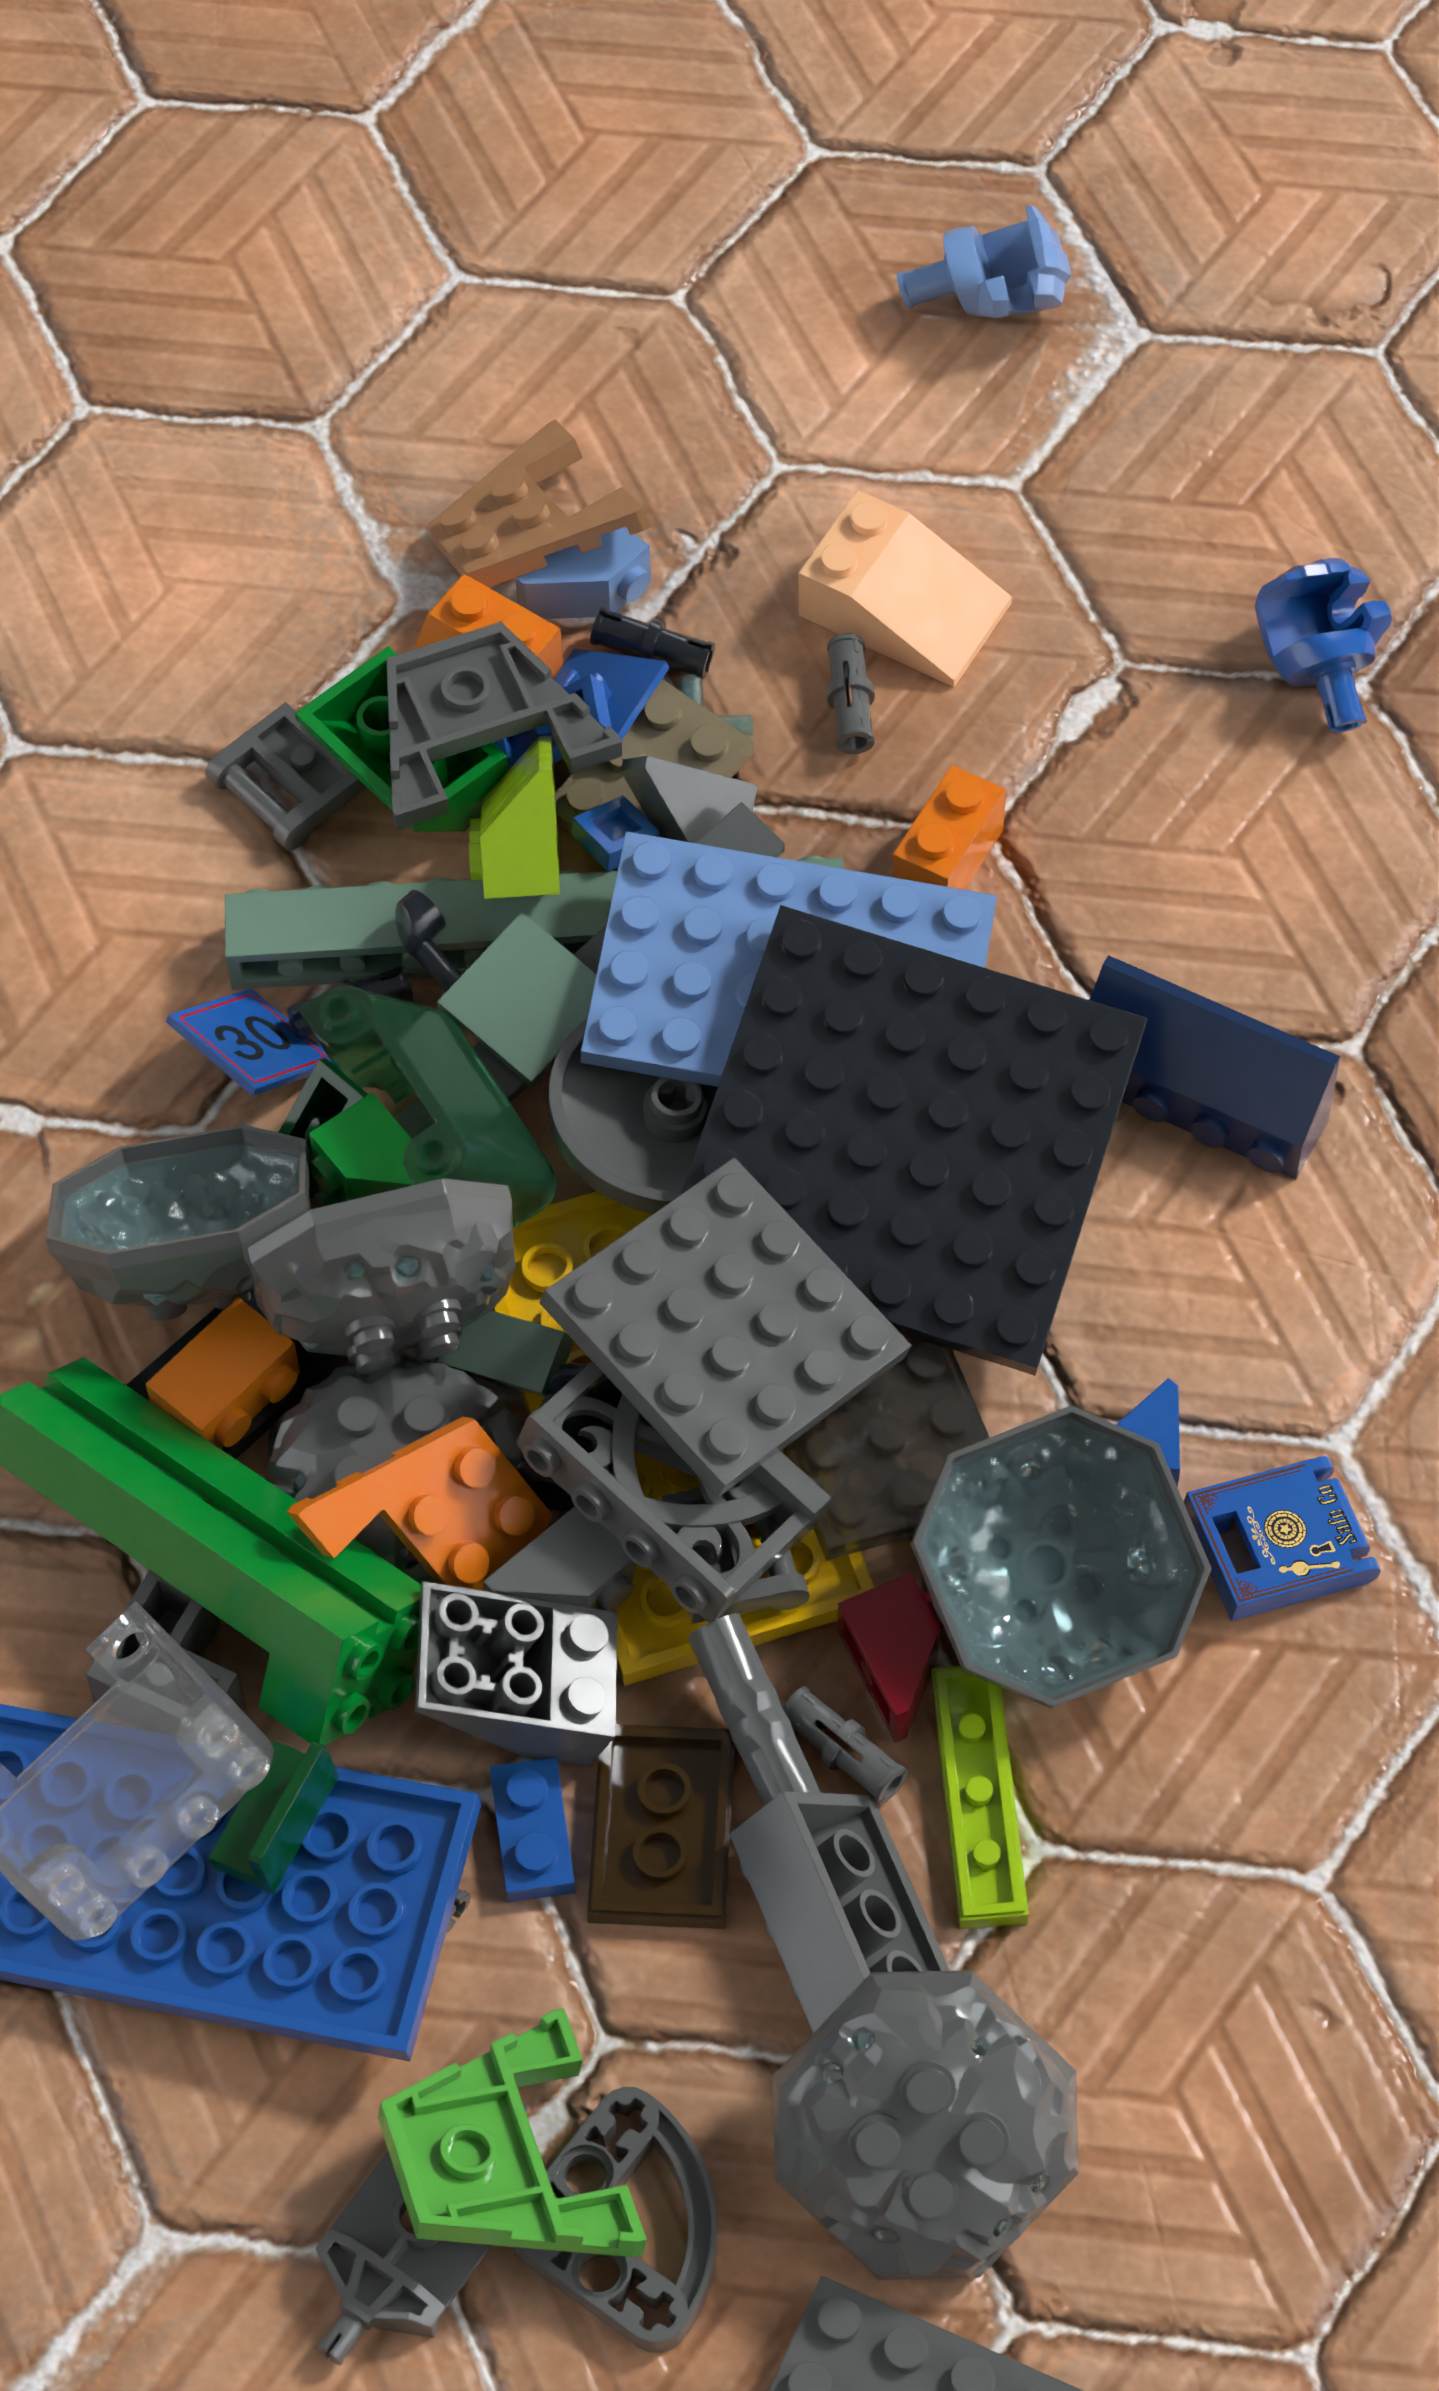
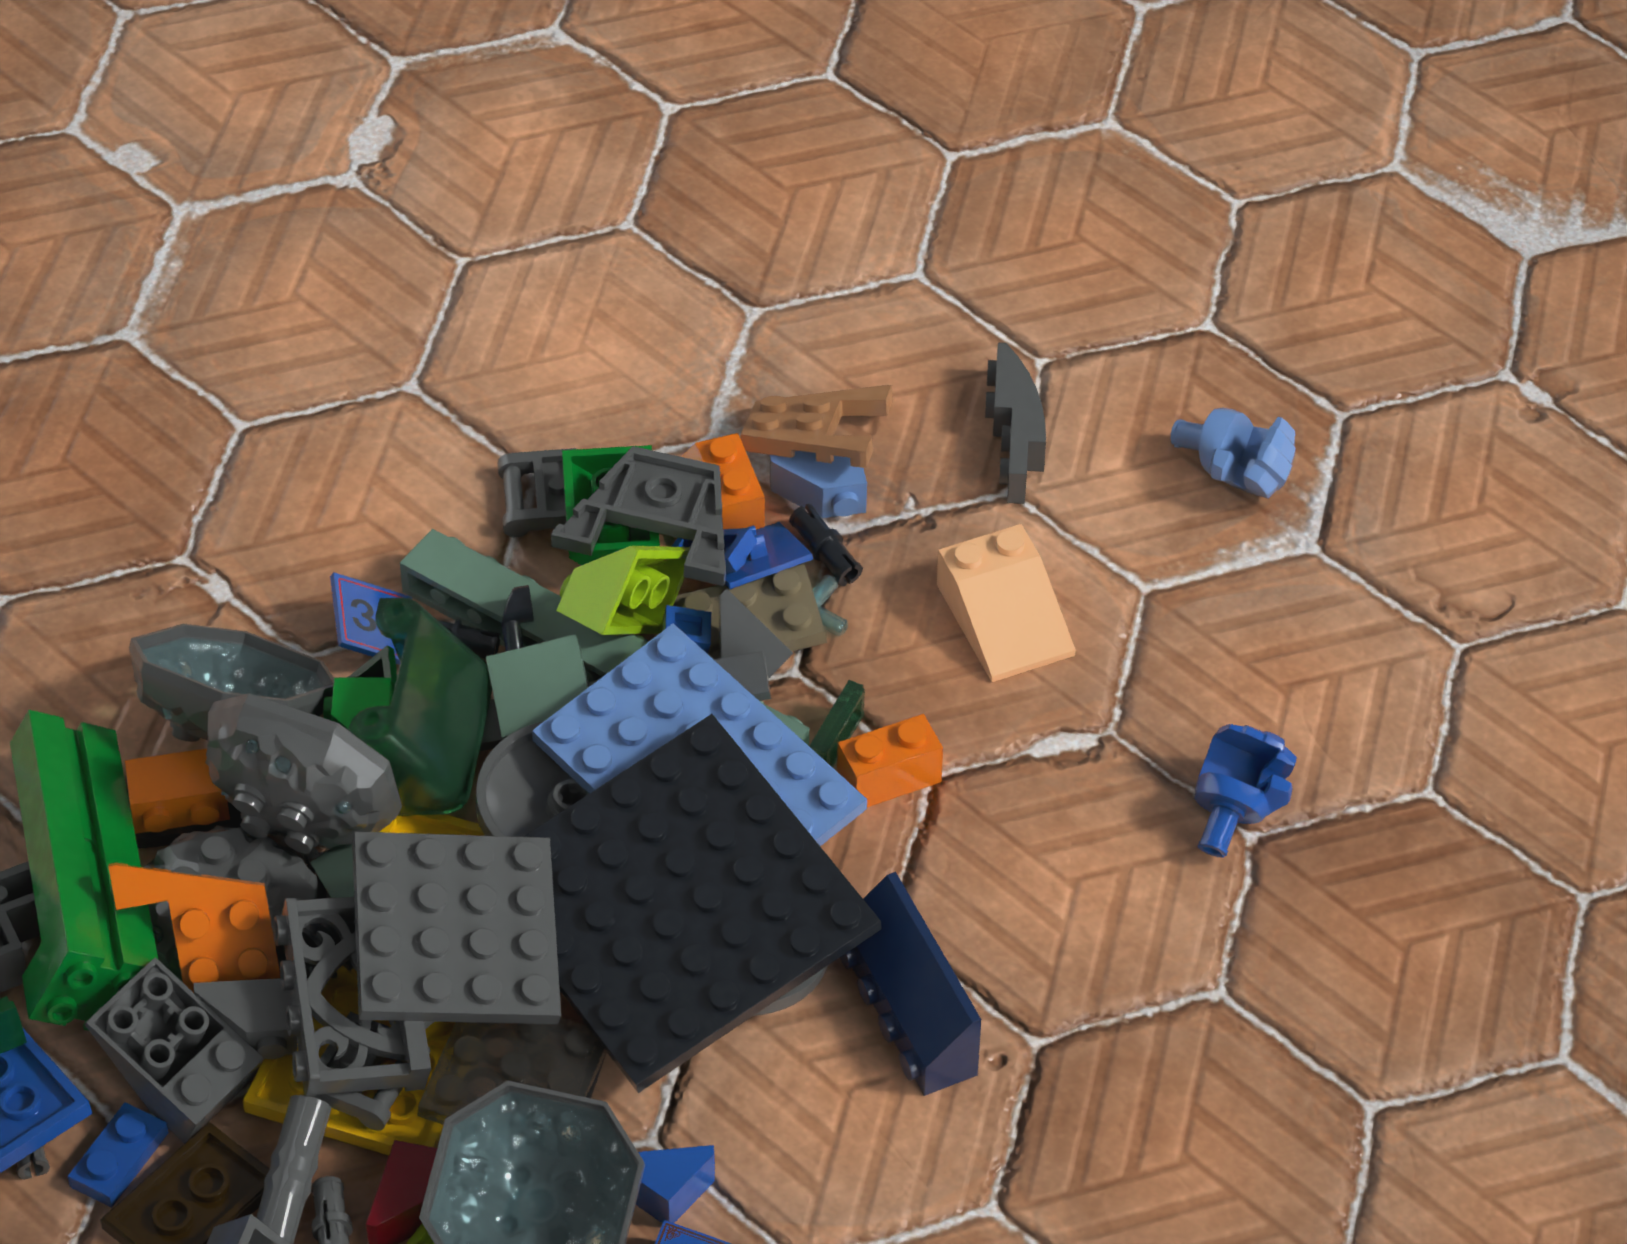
camera: 35 degrees right, 10 degrees down
(726, 370) = (1017, 419): none -> dark grey slope
(853, 717) = (917, 644): dark grey pin -> none
(856, 826) = (840, 722): none -> clear green tile

